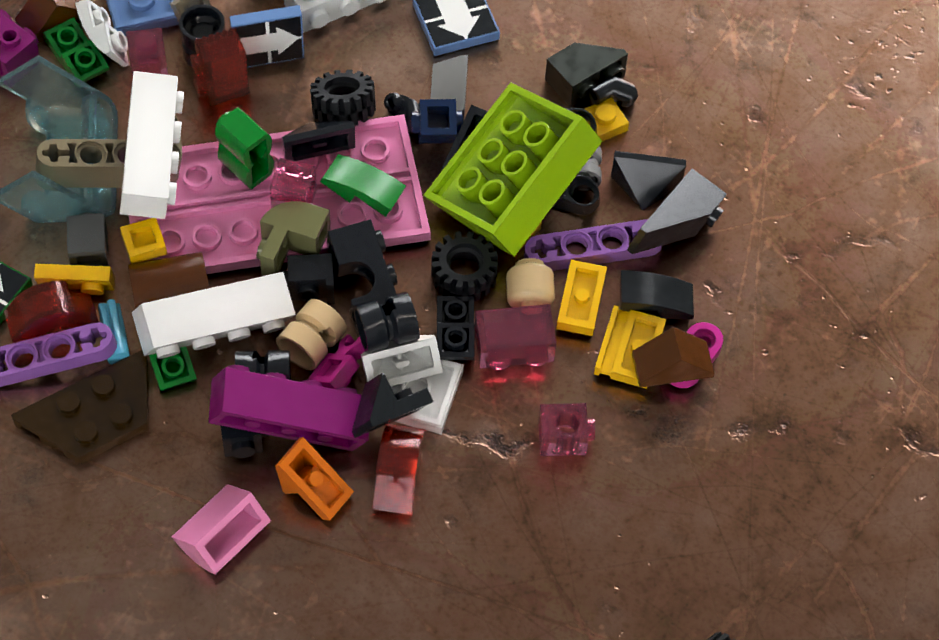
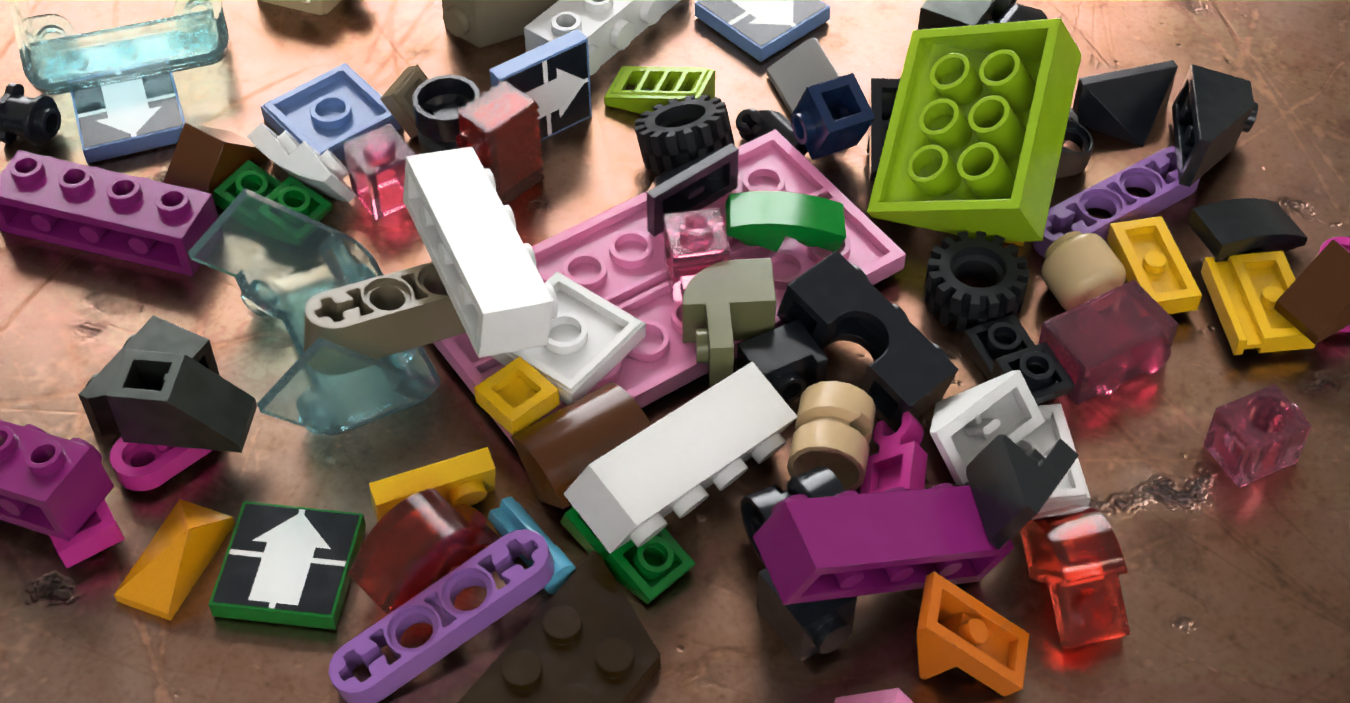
camera: 20 degrees left, 10 degrees down
(87, 239) = (424, 426): dark grey brick -> none
(199, 214) = (582, 340): none -> white tile
(244, 147) = (601, 220): green brick -> none
(377, 61) = (664, 82): none -> lime slope
(386, 322) = (947, 371): black wheel -> none

